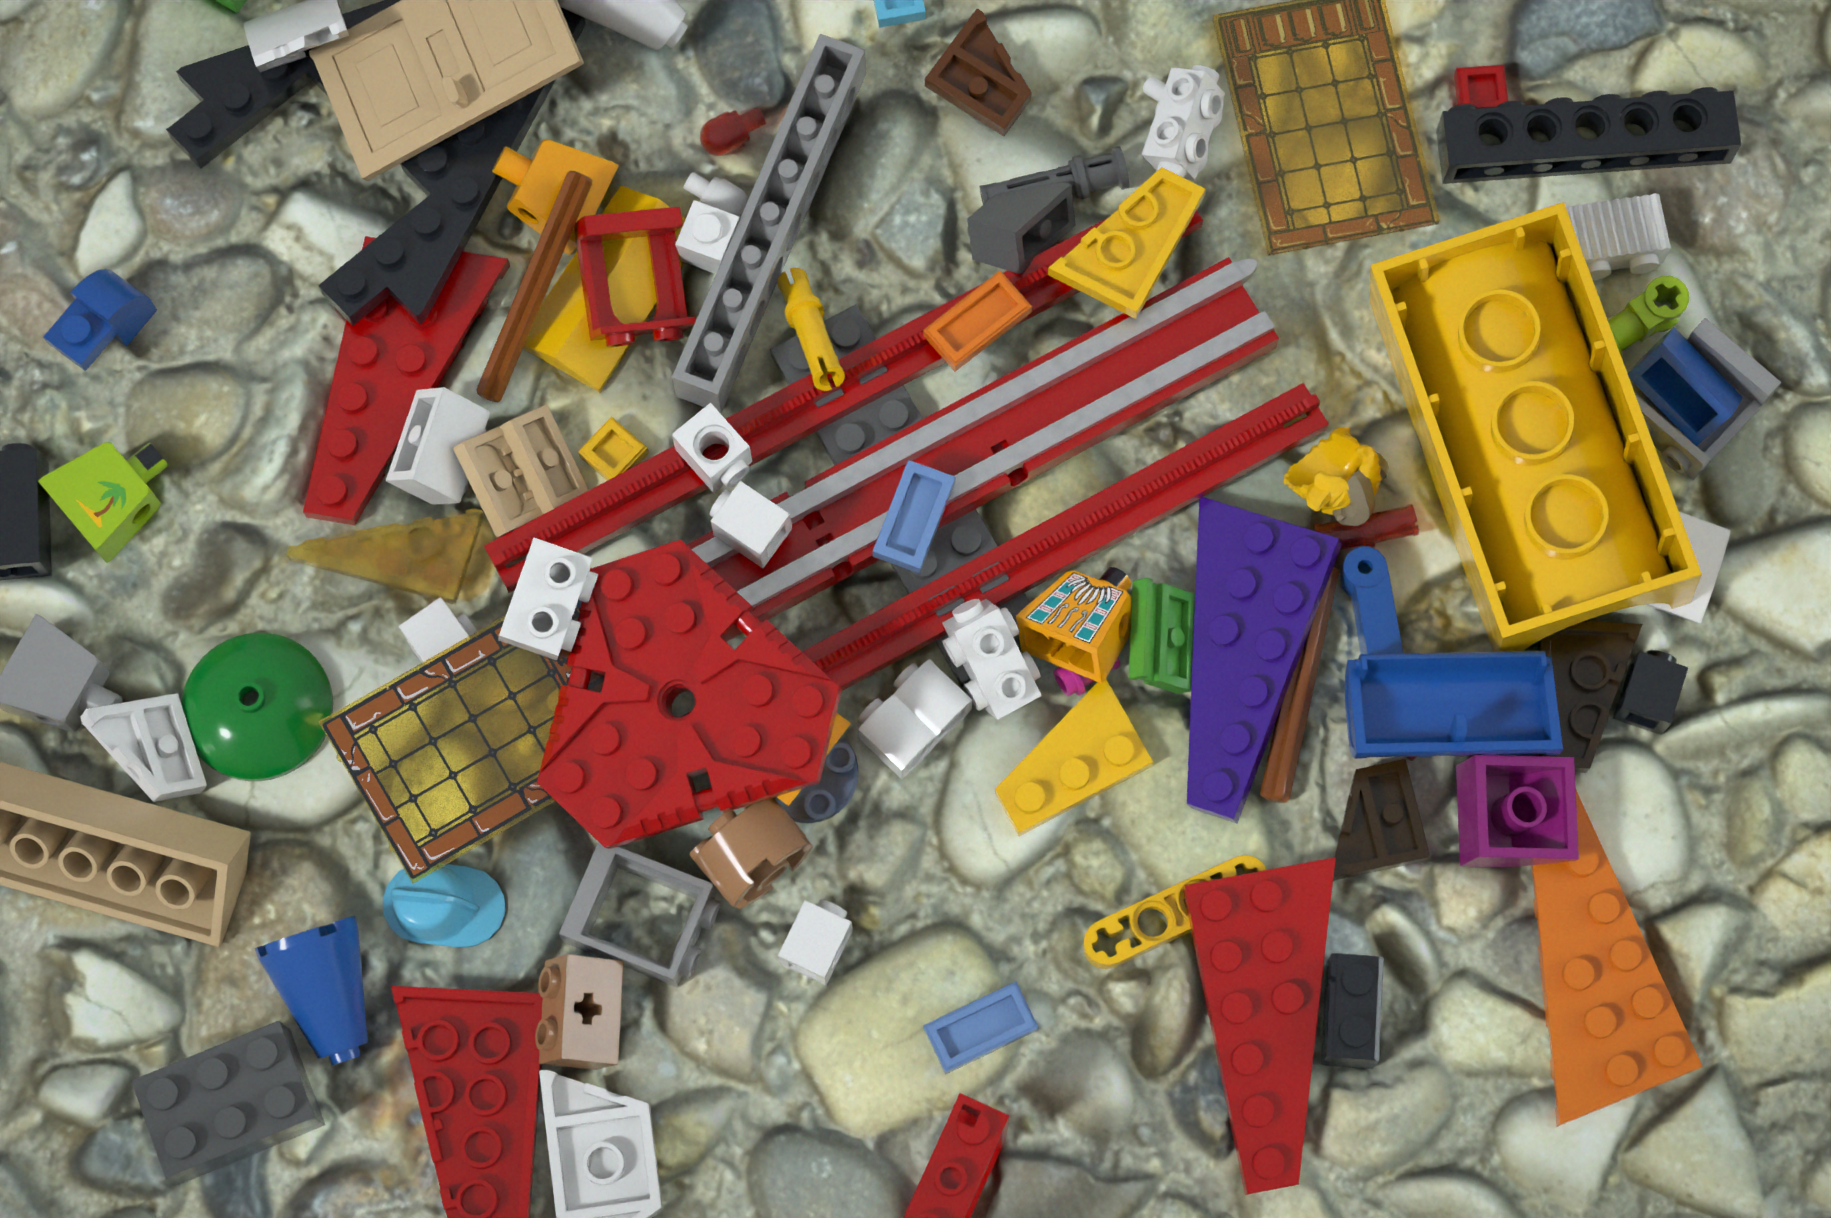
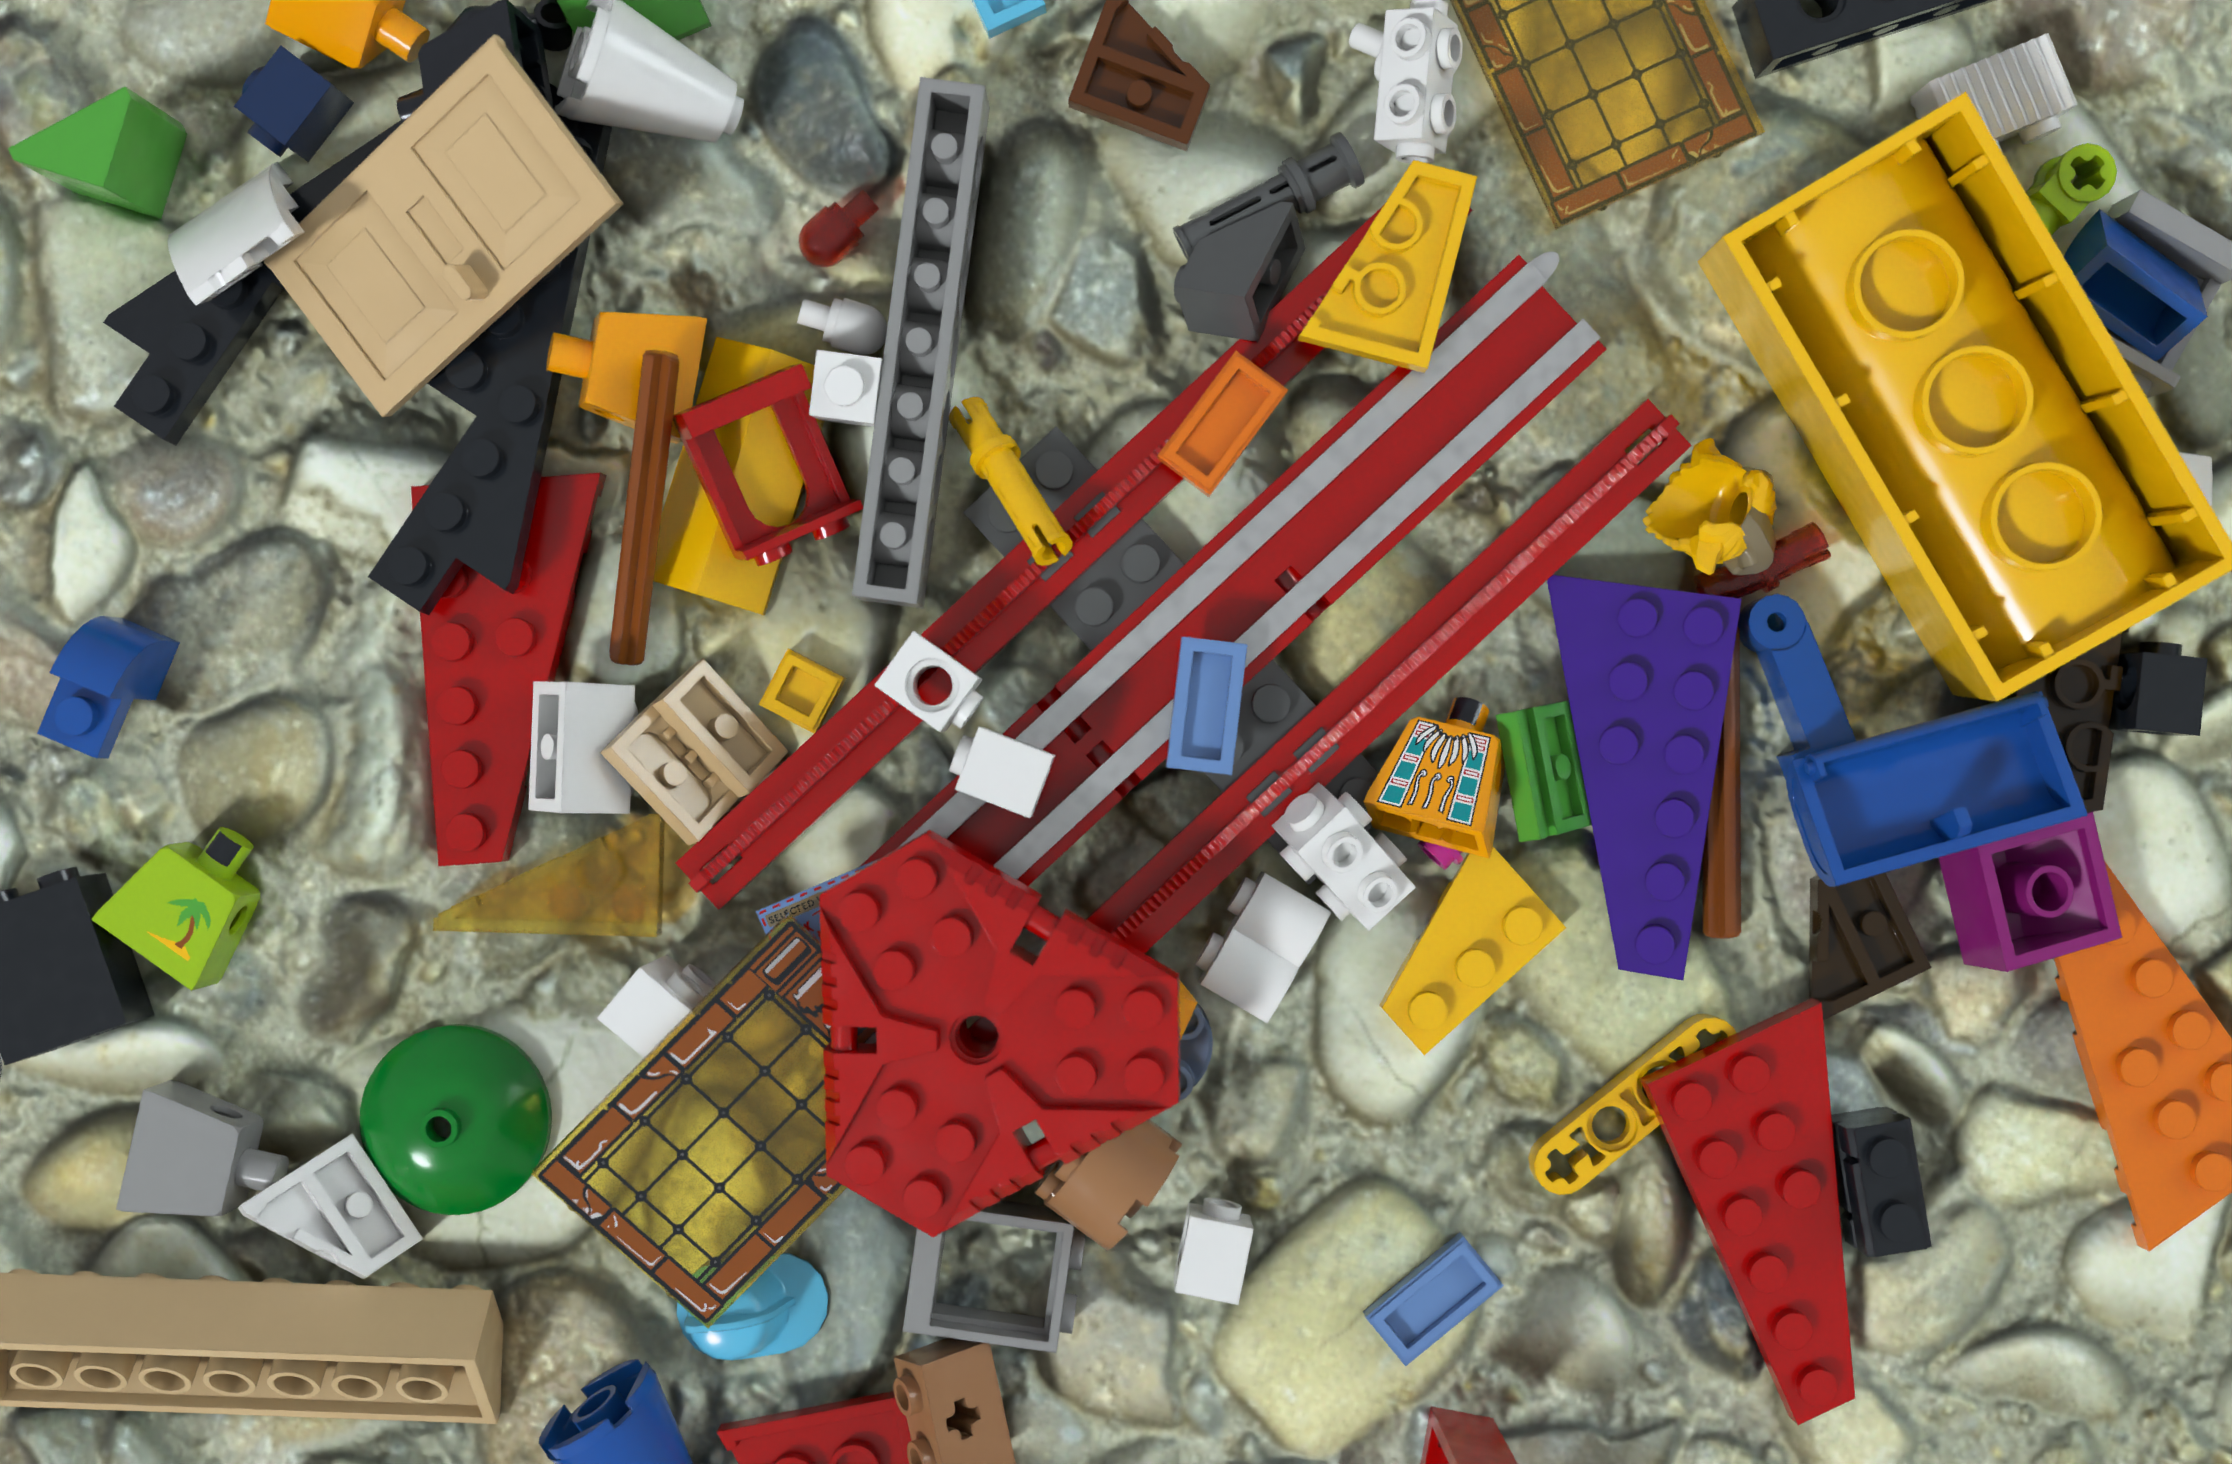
camera: 20 degrees left, 15 degrees up
(546, 600) = (776, 953): white brick -> none

